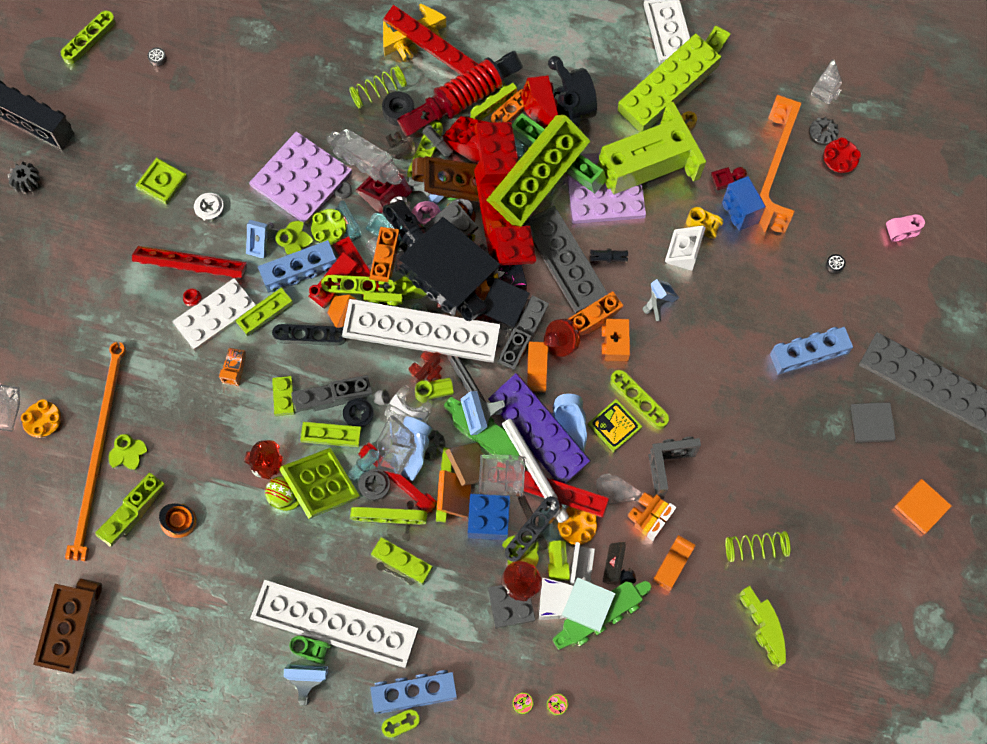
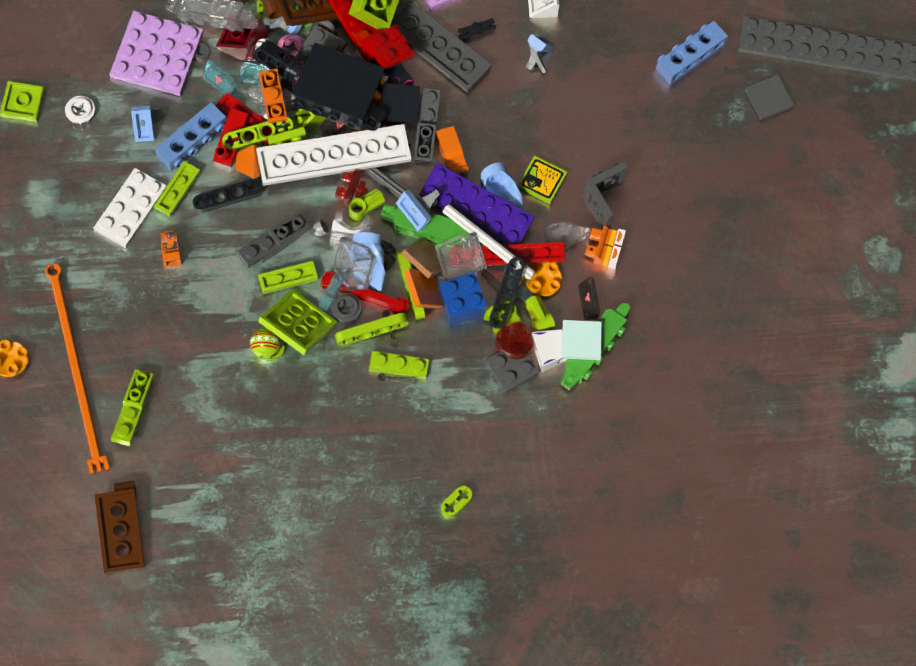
camera: 25 degrees left, 0 degrees up
(127, 455) = (106, 362): lime plate -> none
(177, 520) = (179, 402): orange piece -> none
(188, 261) = (85, 167): red plate -> none
(191, 297) = (102, 199): red plate -> none
(264, 459) = (236, 319): clear red tile -> none
(282, 396) = (228, 259): lime plate -> none
(296, 237) = (178, 111): lime plate -> none
(305, 678) = (357, 495): light blue piece -> none
(311, 649) = (350, 468): bright green piece -> none
(328, 226) = (203, 89): lime dish -> none
(334, 624) = (361, 439): white plate -> none
(362, 405) = (304, 241): black gear -> none
(380, 692) = (435, 490): medium blue brick -> none
(522, 703) = (556, 446): tile -> none
(557, 704) = (586, 436): tile -> none
(562, 337) = (464, 116): clear red tile -> none
(582, 563) = (560, 308): white panel -> none
(595, 315) = (486, 86): orange slope -> none
(616, 350) = (516, 112): orange brick -> none
(627, 576) = (604, 305): black hinge -> none
(639, 399) = (556, 147): lime beam -> none
(673, 563) = (641, 280): orange piece -> none
(731, 551) = (689, 258): lime piece -> none
(770, 633) = (746, 310): lime slope -> none
(923, 506) = (838, 155): orange tile -> none

